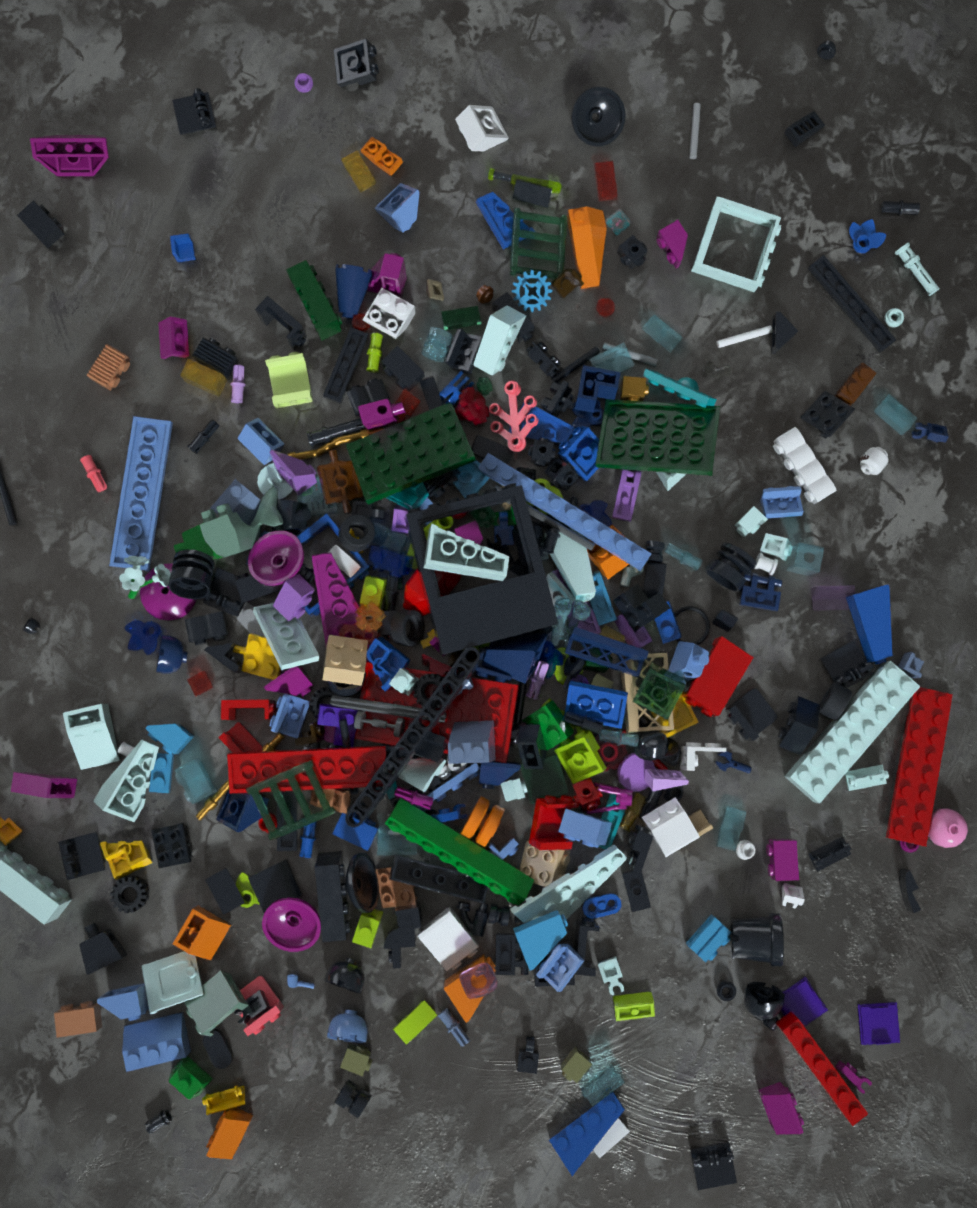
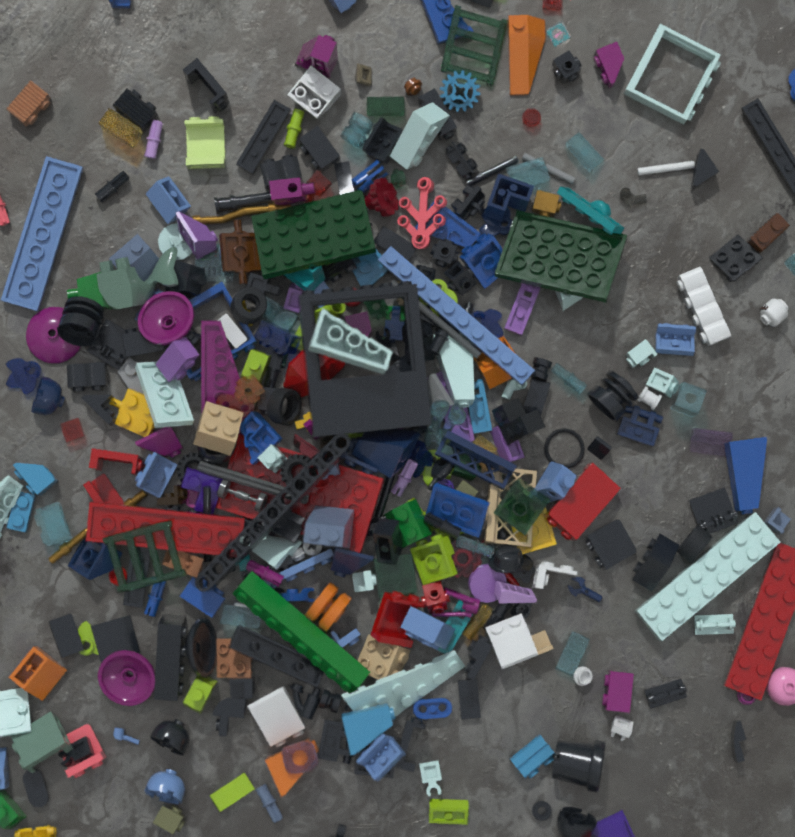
camera: 10 degrees right, 0 degrees up
(133, 578) = (24, 317): light aqua plant -> none
(171, 845) = (20, 583): black hinge -> none
(173, 338) = (96, 83): magenta panel -> none
(314, 300) = (242, 67): dark green wedge -> none
(351, 288) = (280, 61): dark blue cone -> none
(359, 324) = (282, 97): clear red plate -> none
(567, 282) = (496, 87): dark brown bracket -> none
(668, 626) = (542, 444): blue plate -> none

